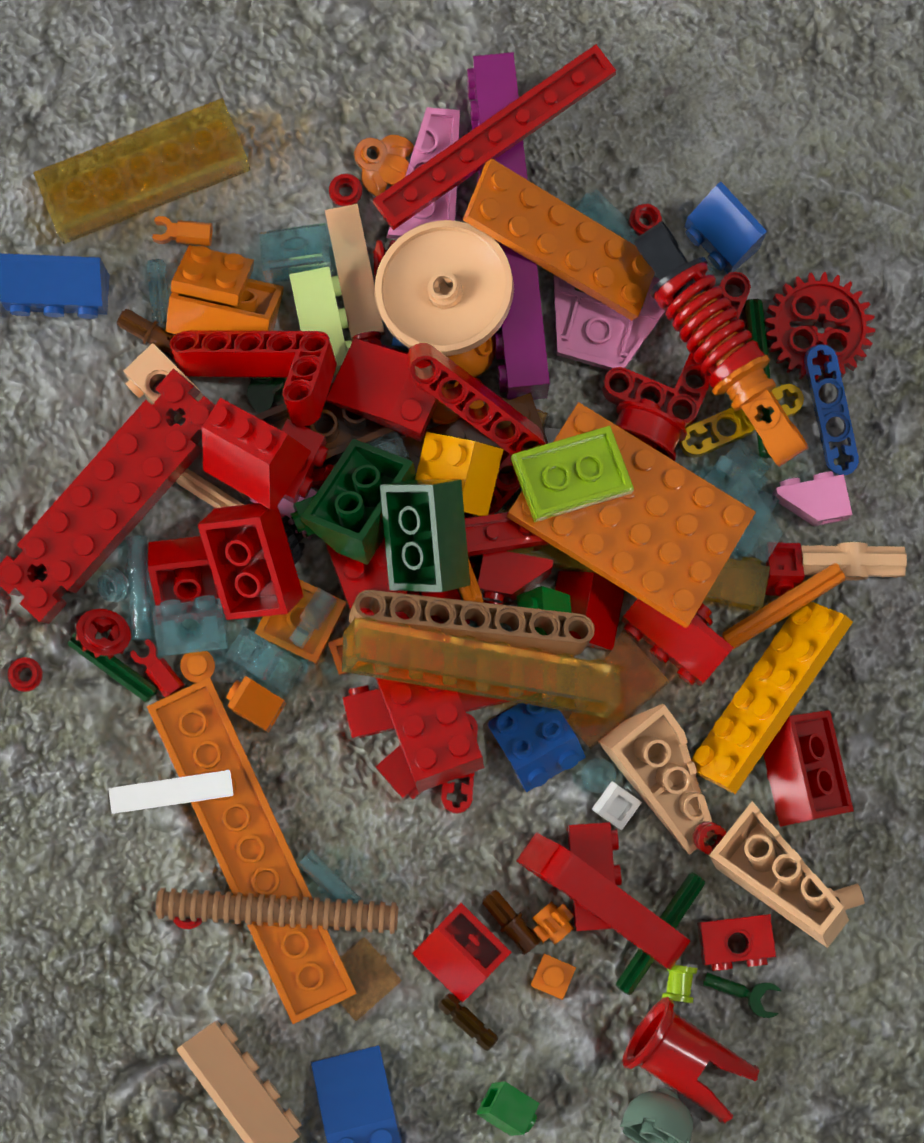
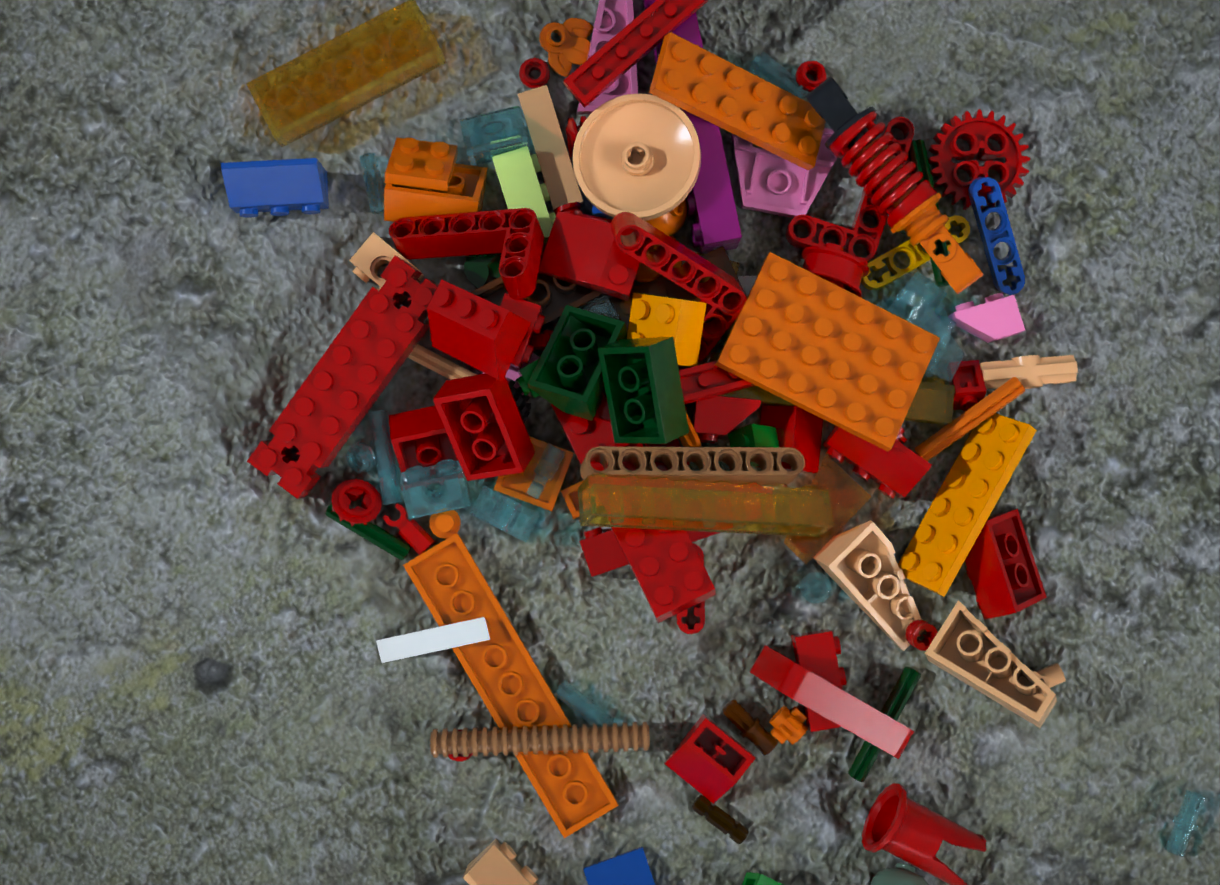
camera: 10 degrees left, 5 degrees up
(17, 667) = (282, 552): red plate -> none
(145, 330) = (365, 220): reddish brown axle -> none
(184, 232) = (391, 126): orange bar -> none
(255, 703) = (501, 554): orange slope -> none
(370, 977) = (628, 786): clear orange piece -> none
(397, 774) = (636, 605): red brick -> none
(536, 743) = (757, 564): blue bracket -> none
(553, 976) = (792, 771): orange plate -> none
(572, 473) = (772, 320): lime tile -> none
(616, 805) = (835, 613): white plate -> none
(680, 983) = (907, 769): lime bush -> none
(724, 229) = (885, 77): blue slope -> none
(740, 991) = (972, 770): dark green piece -> none
(755, 930) = (935, 719): red brick -> none

